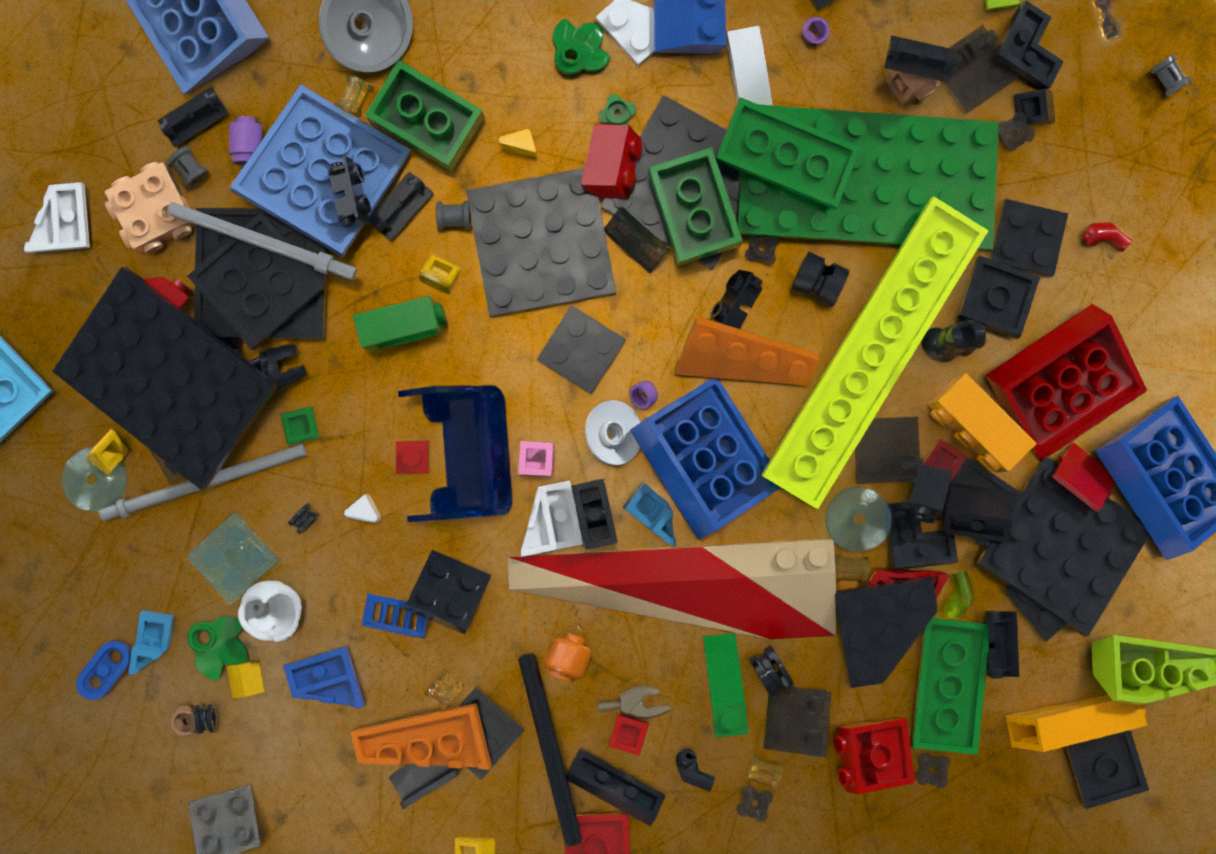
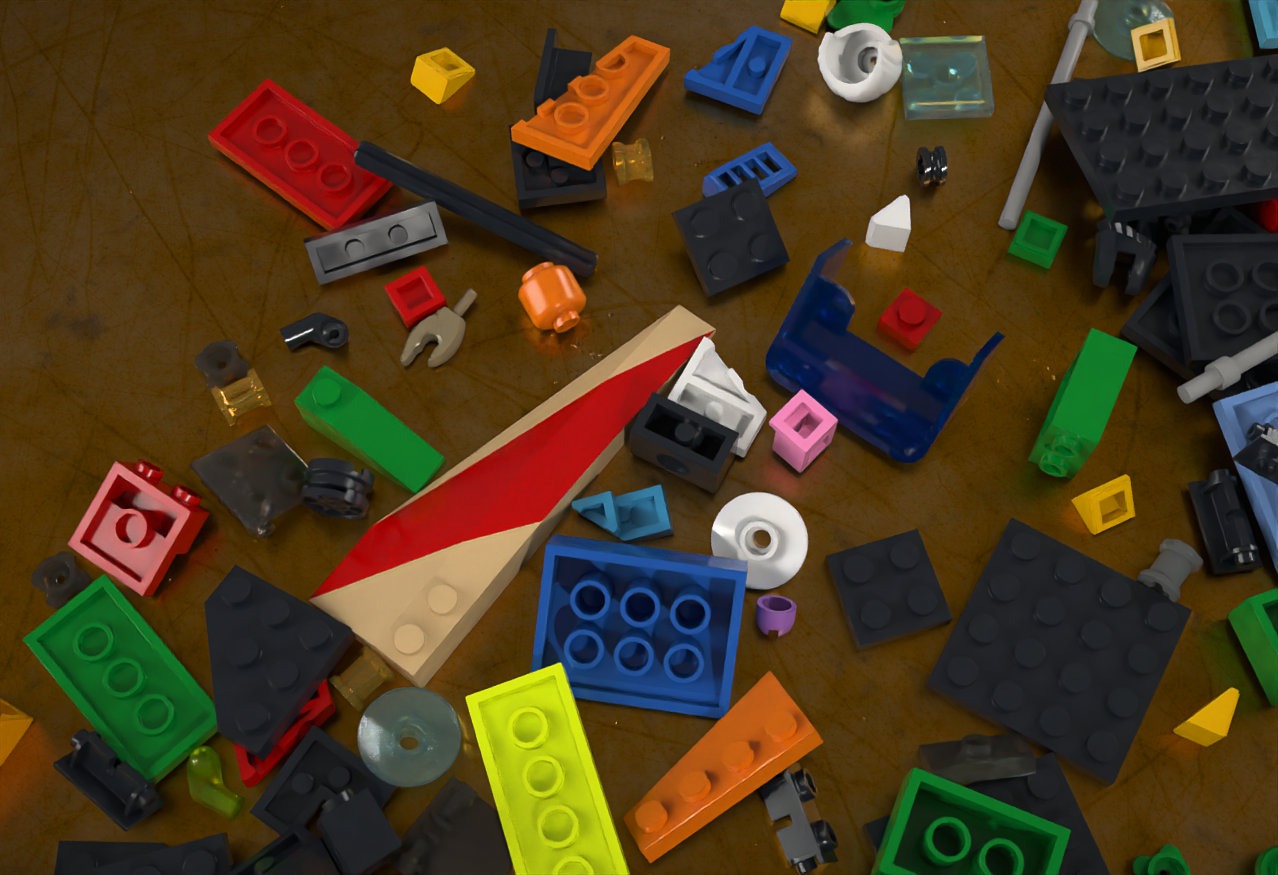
camera: 130 degrees right, 20 degrees down
(611, 161) = (1107, 806): brick -> none

